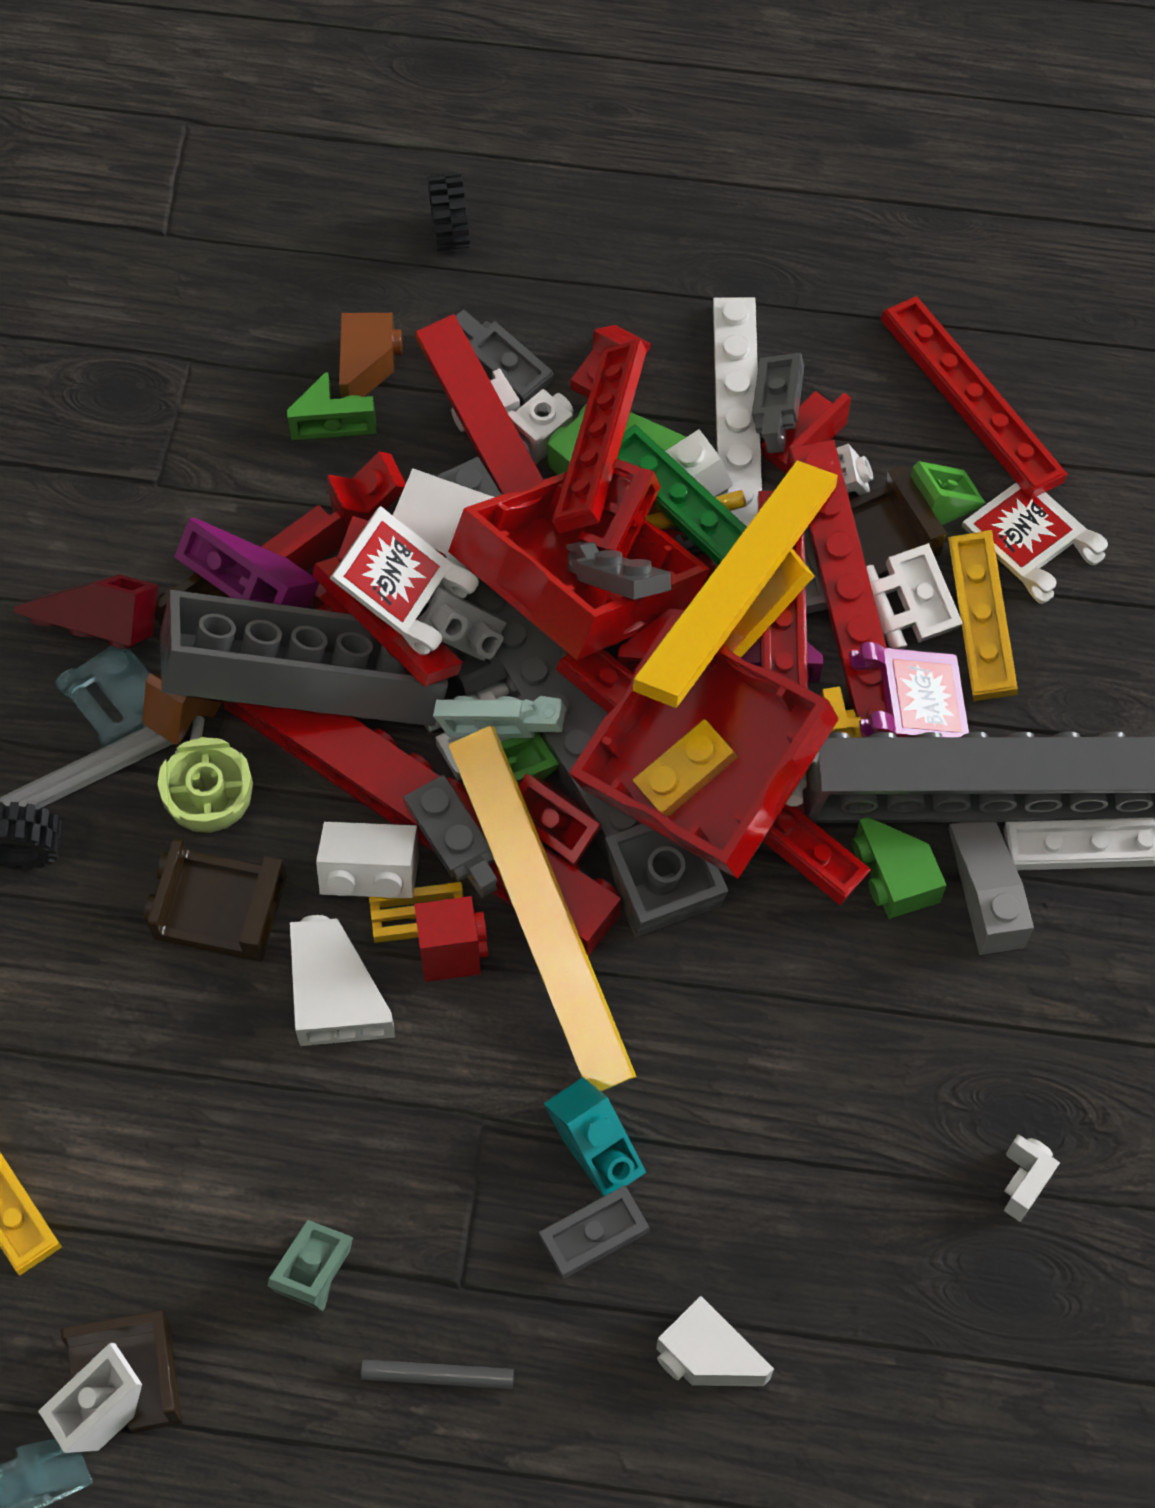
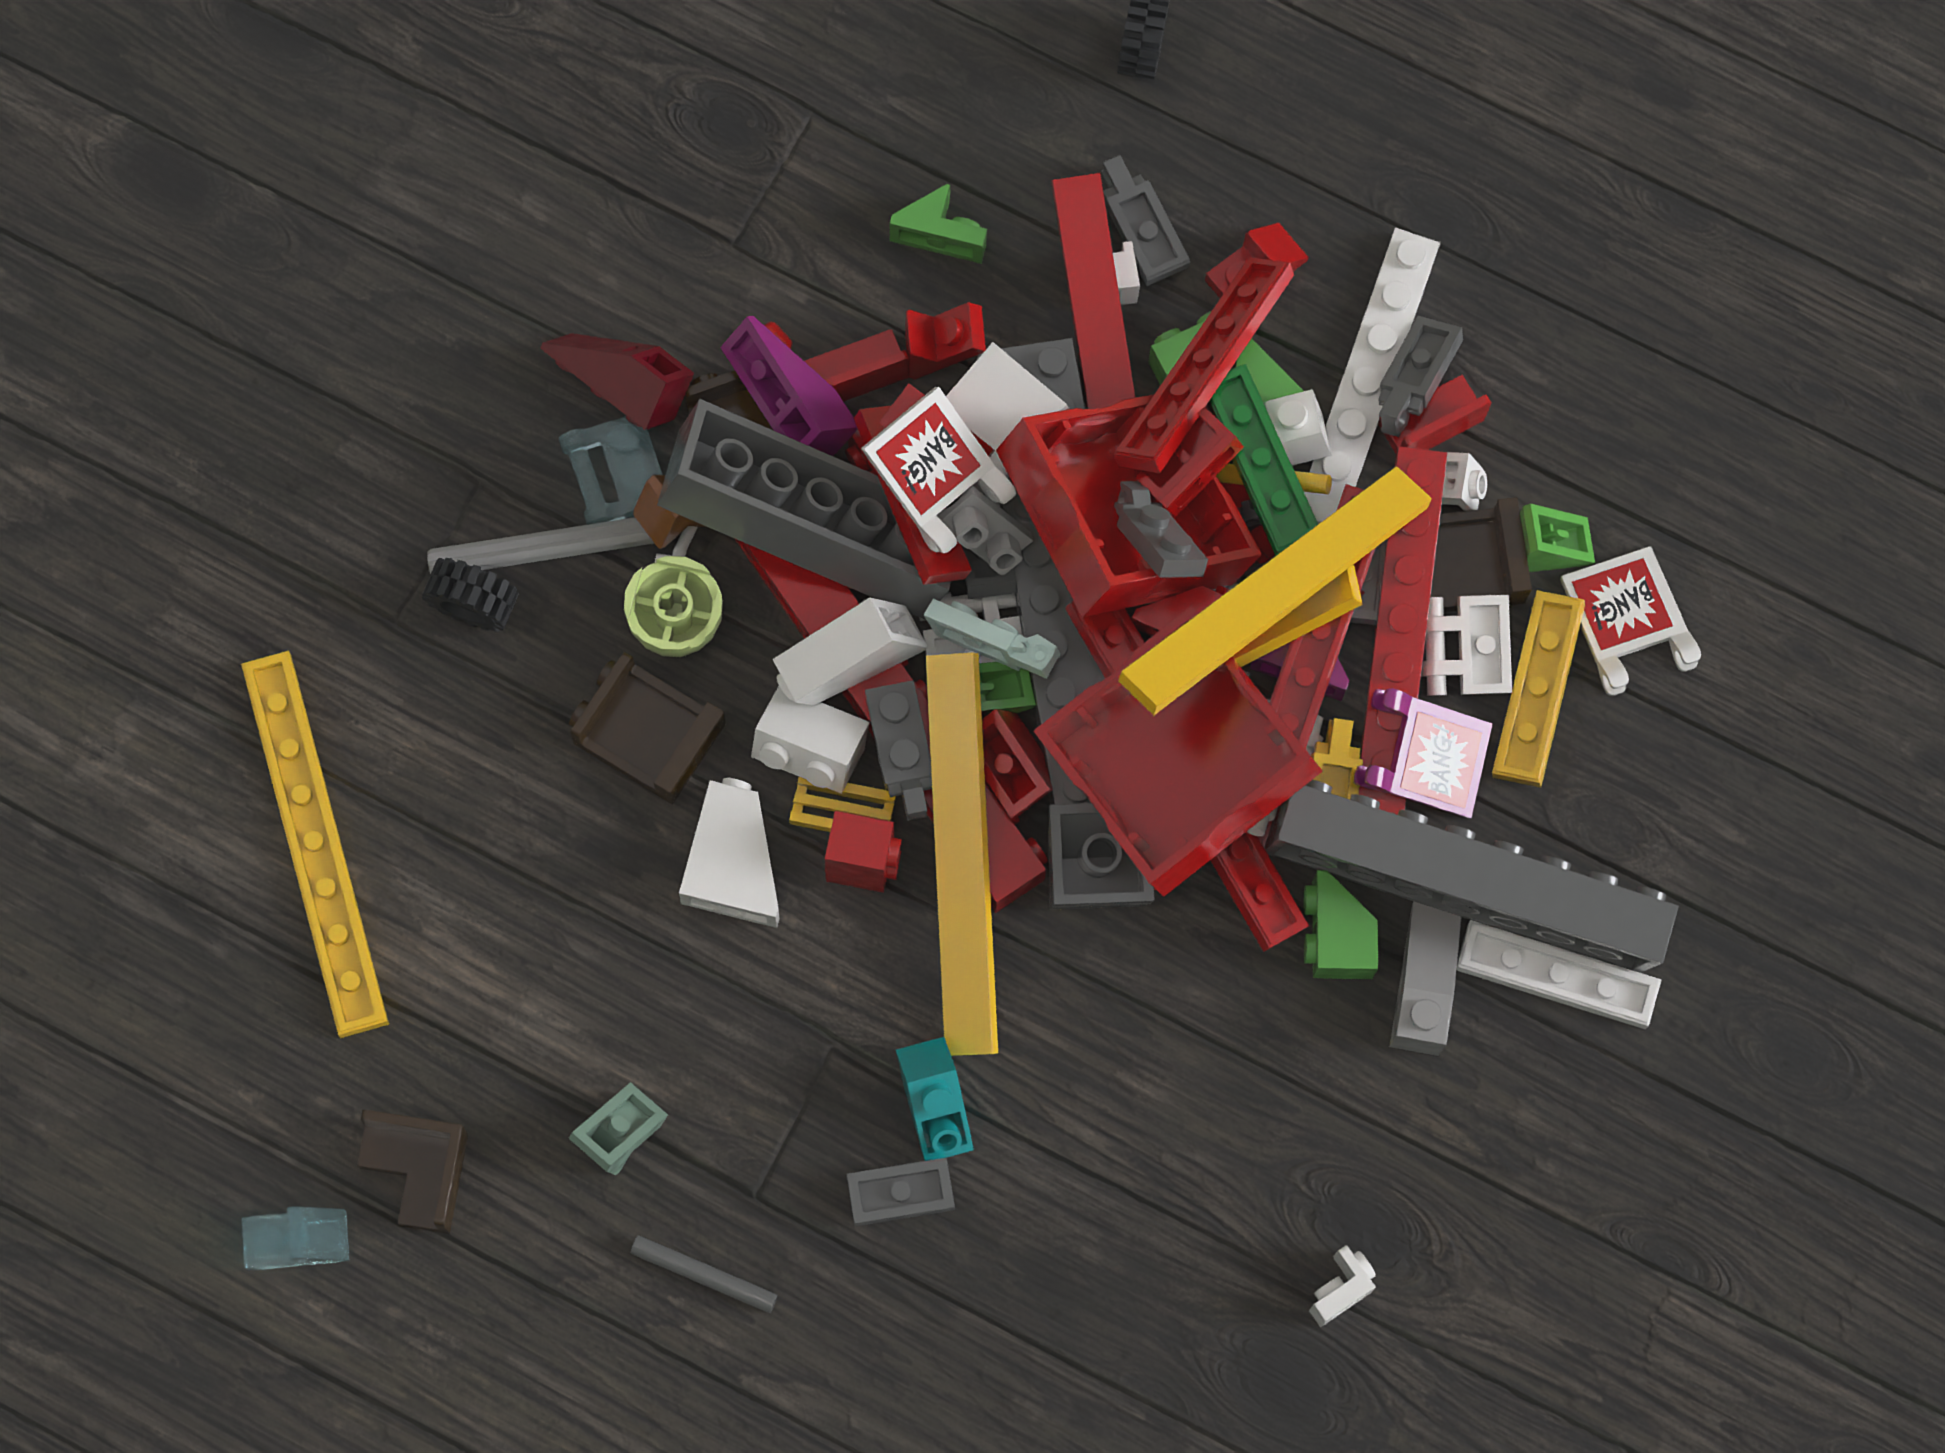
camera: 15 degrees right, 10 degrees up
(94, 1403) = (371, 1190): white slope -> none
(367, 351) = (1000, 170): dark orange slope -> none
(376, 767) = (848, 651): none -> white slope
(540, 419) = (1144, 324): white brick -> none
(685, 768) = (1152, 765): yellow plate -> none
(710, 1351) = (967, 1345): white slope -> none
(974, 397) = (1629, 437): red tile -> none

